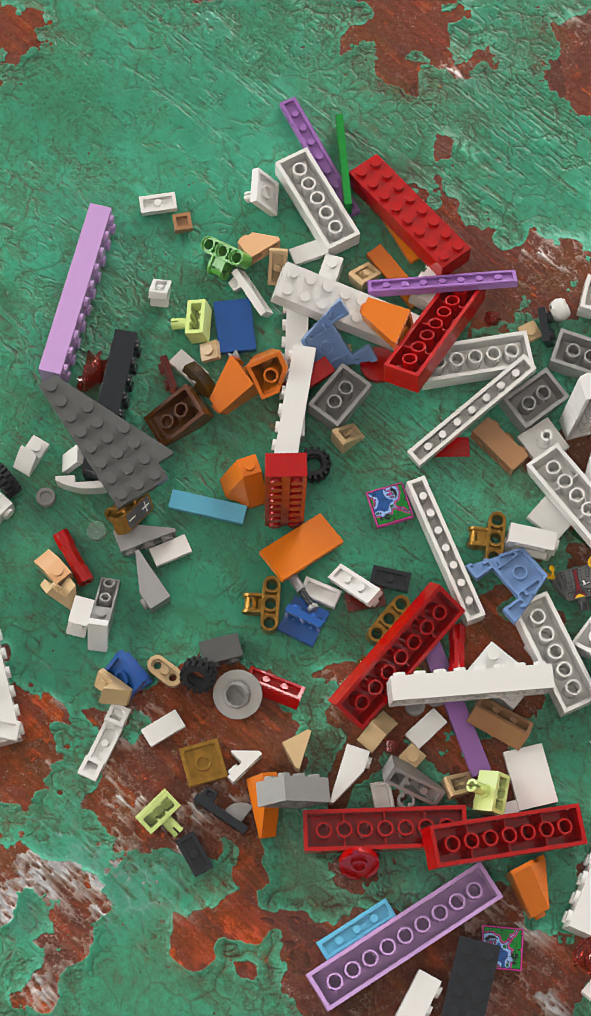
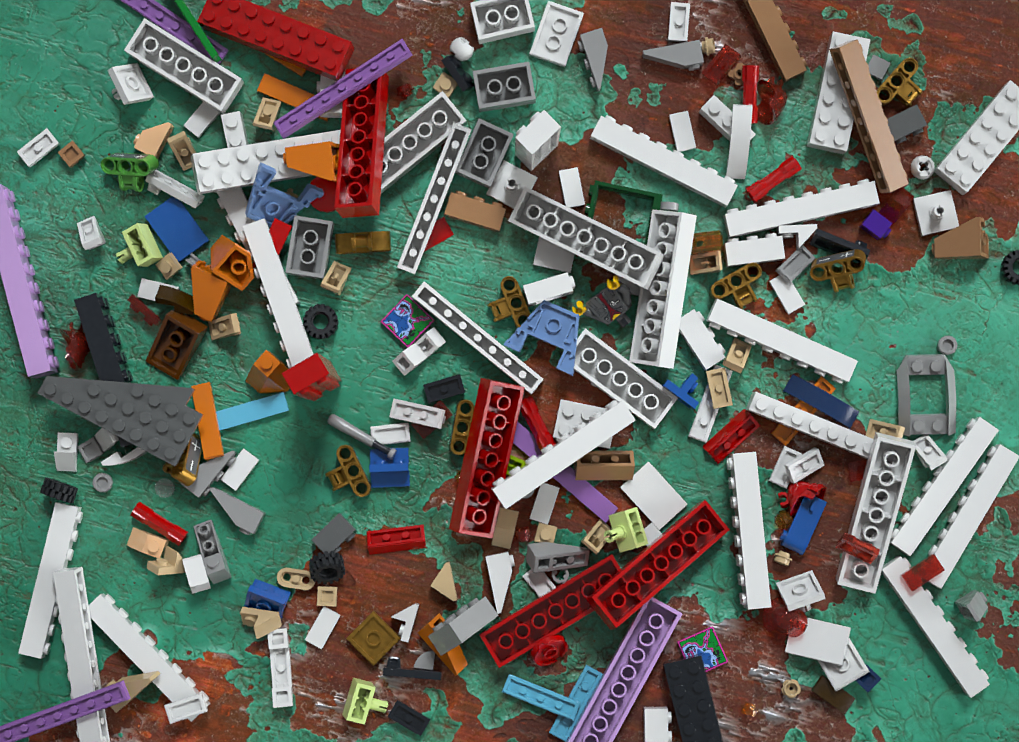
camera: 25 degrees left, 15 degrees up
(52, 465) = (90, 450): none -> light grey tile
(98, 635) = (221, 581): white tile -> none
(167, 493) = (208, 426): none -> orange tile
(183, 702) = (327, 596): none -> tan plate
(228, 424) = (224, 327): none -> tan slope
(237, 694) = (369, 563): light grey piece -> none
(301, 547) = (352, 405): orange tile -> none
(327, 904) = (541, 697): none -> medium azure tile
(381, 536) = (419, 351): none -> white brick
(387, 419) = (363, 242): none -> pearl gold beam
(531, 887) = (701, 589): orange slope -> none

